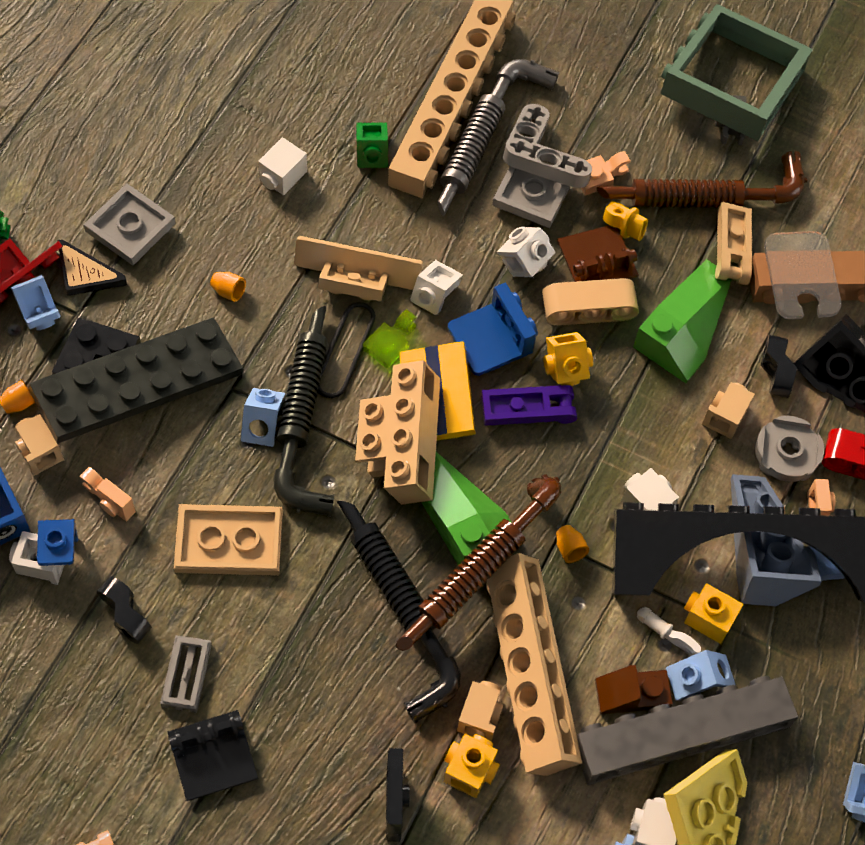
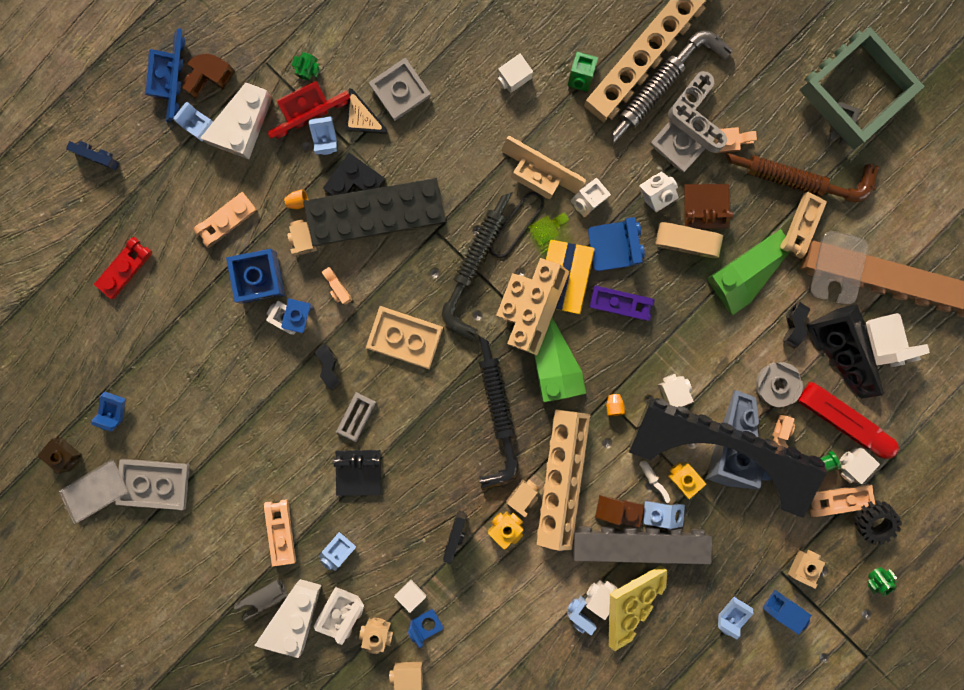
camera: 20 degrees right, 25 degrees up
(228, 285) = (453, 155): light orange hose -> none
(264, 406) = (449, 255): light blue bracket -> none
(480, 563) = (557, 409): reddish brown piece -> none
(568, 359) = (658, 280): yellow brick -> none
(626, 219) = (736, 183): yellow piece -> none
(728, 409) = (751, 346): tan brick -> none

